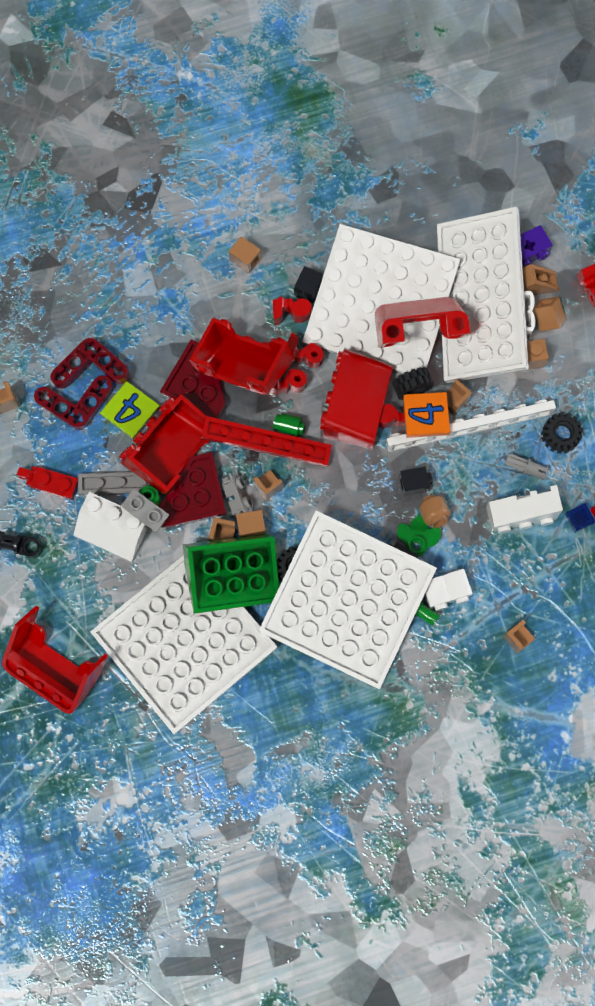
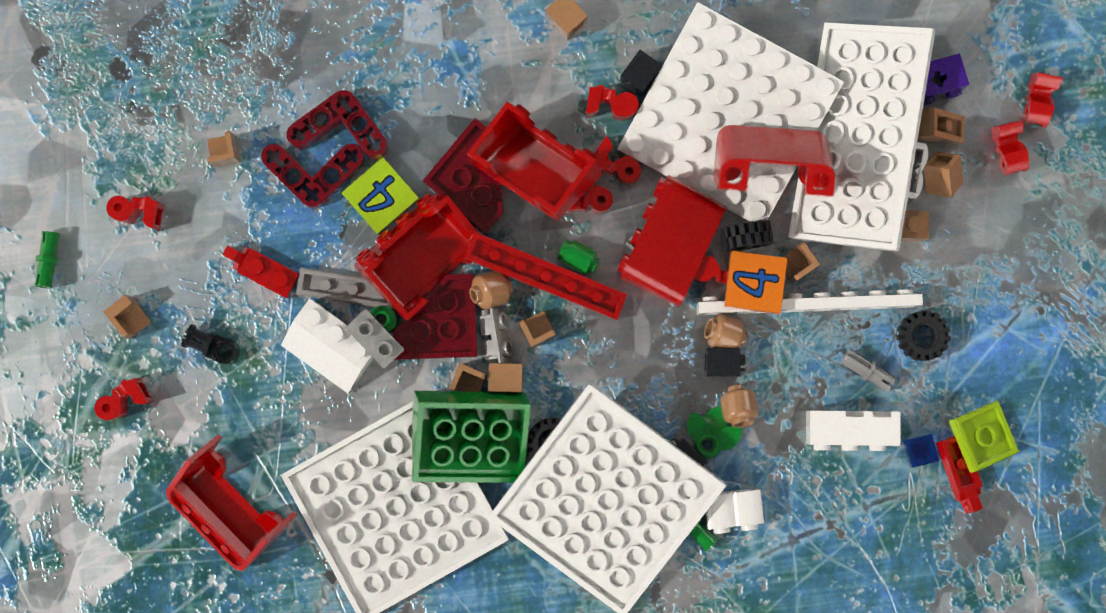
camera: 10 degrees right, 10 degrees up
(227, 460) = (490, 289): none -> medium nougat head
(411, 457) = (725, 332): none -> medium nougat head
(519, 637) = (810, 586): medium nougat panel -> none

